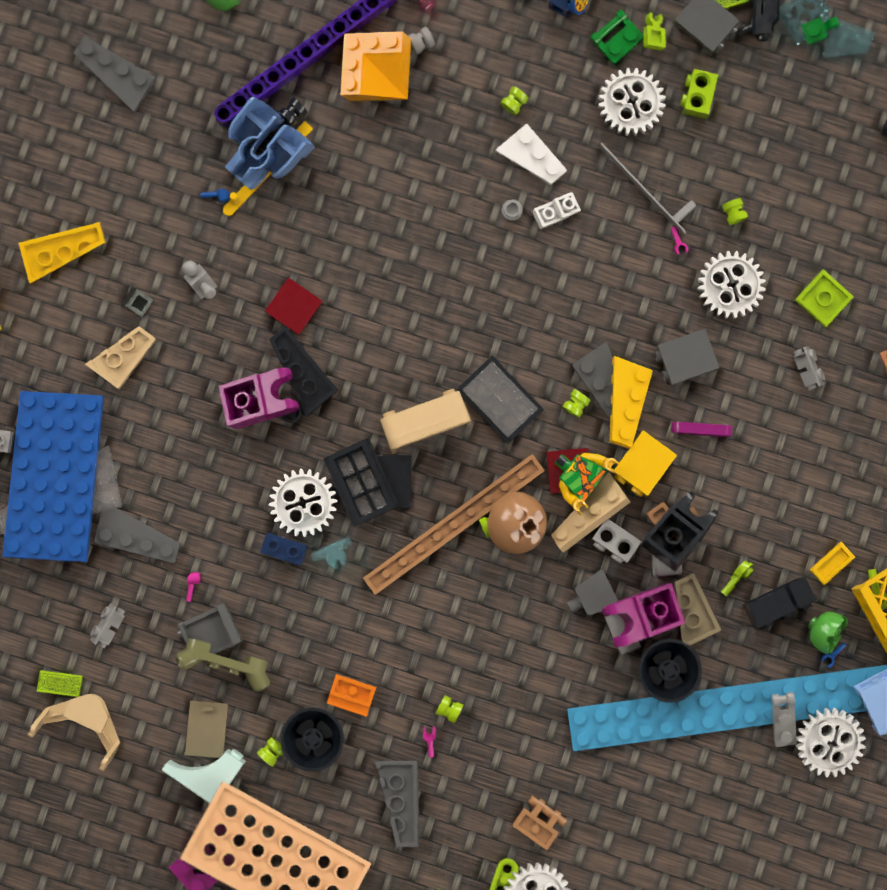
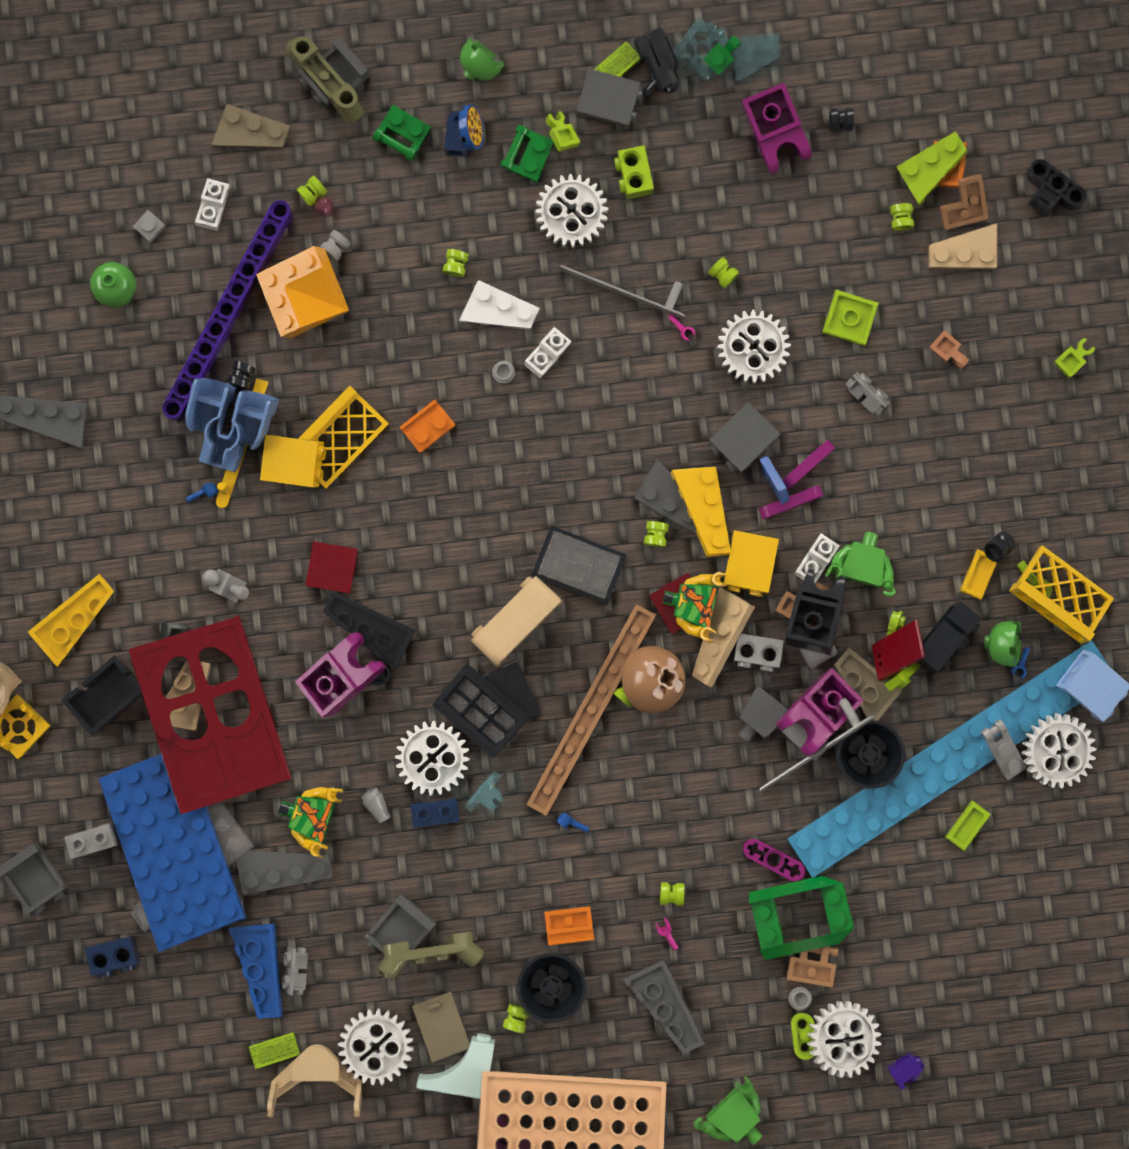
camera: 30 degrees left, 0 degrees up
(59, 327) = (107, 696): none -> black piece
(82, 603) = (259, 960): none -> blue wing
(131, 423) = (225, 758): none -> dark red door
(139, 701) = (389, 1061): none -> white gear
(180, 504) = (311, 817): none -> torso
(193, 578) = (358, 884): dark pink hand -> none
(238, 519) = (375, 803): none -> light grey cone
(302, 202) = (292, 461): none -> yellow panel
(344, 182) = (329, 416): none -> yellow fence
(389, 606) = (564, 820): none -> blue hand
(427, 226) = (427, 426): none -> orange plate
(515, 846) = (800, 998): none -> light grey plate
(518, 773) = (769, 925): none -> green wedge
(561, 730) = (786, 873): none -> magenta beam
(669, 639) = (855, 722): none -> light grey piece
(696, 403) = (774, 479): none -> tile
(703, 485) = (817, 557): none -> white slope
(724, 769) = (967, 825): none -> lime tile
(726, 619) = (901, 679): none -> lime plate
(730, 404) = (808, 464): none -> magenta beam
(733, 595) = (898, 651): none -> dark red container
(739, 509) = (864, 564): none -> bright green torso
(836, 114) = (776, 132): none -> magenta brick
(860, 548) = (999, 547): none -> black wheel

